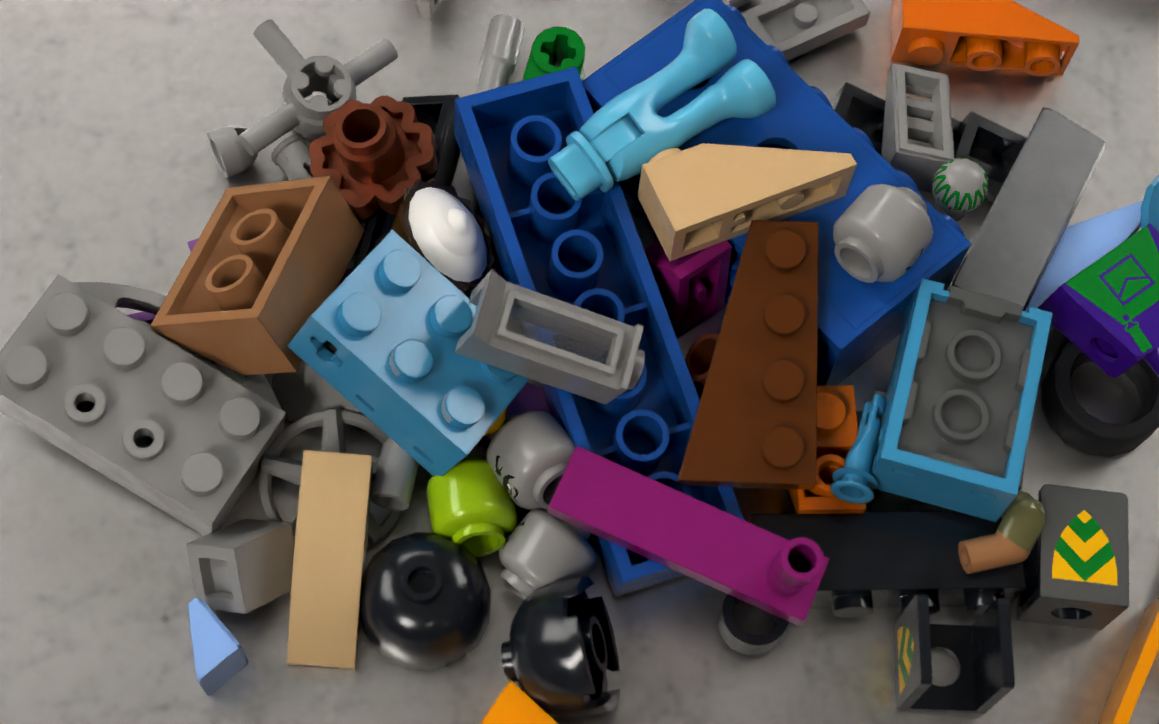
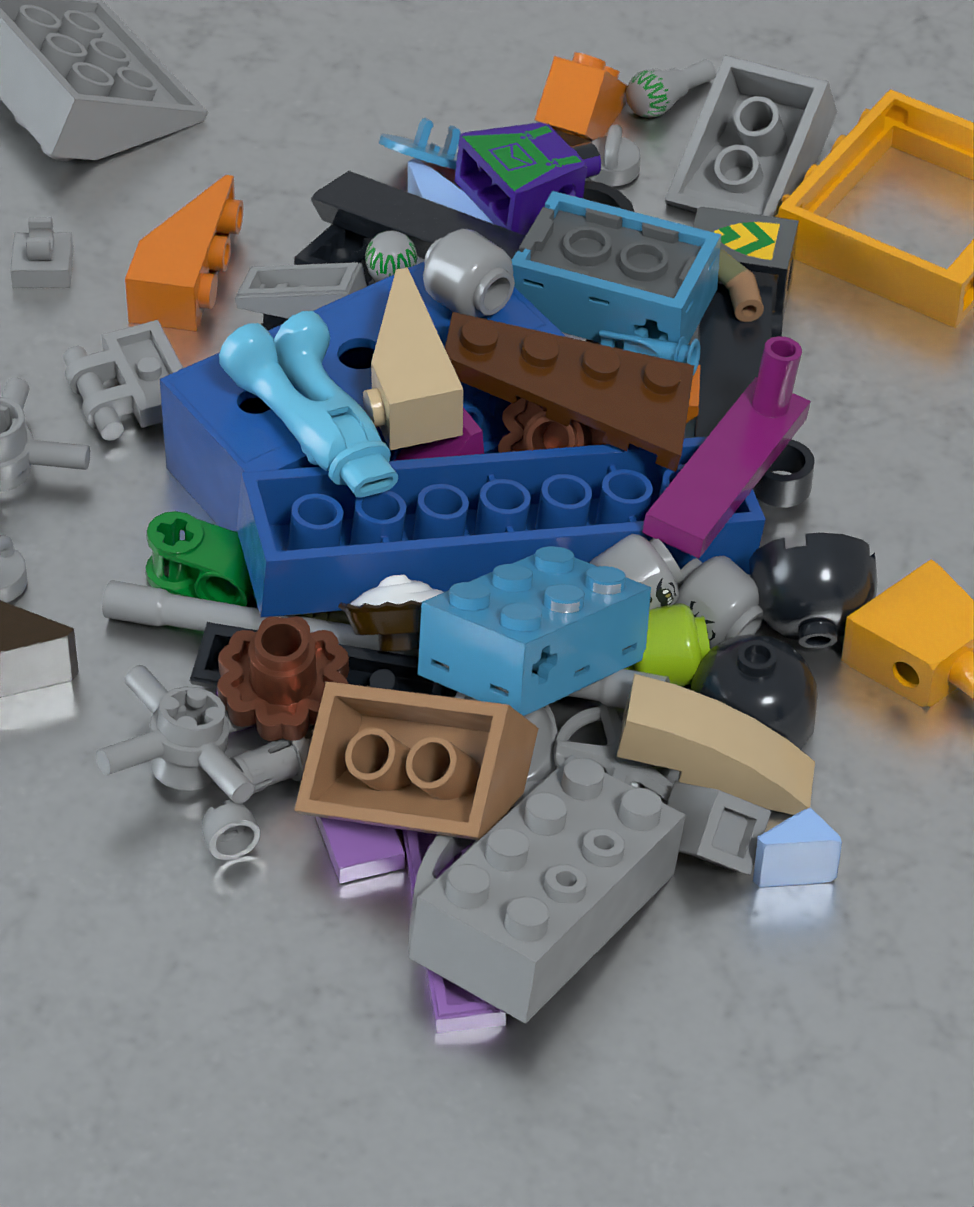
camera: 80 degrees left, 20 degrees down
(552, 341) = (557, 490): light grey window -> none
(980, 651) = (834, 336): black piece -> none

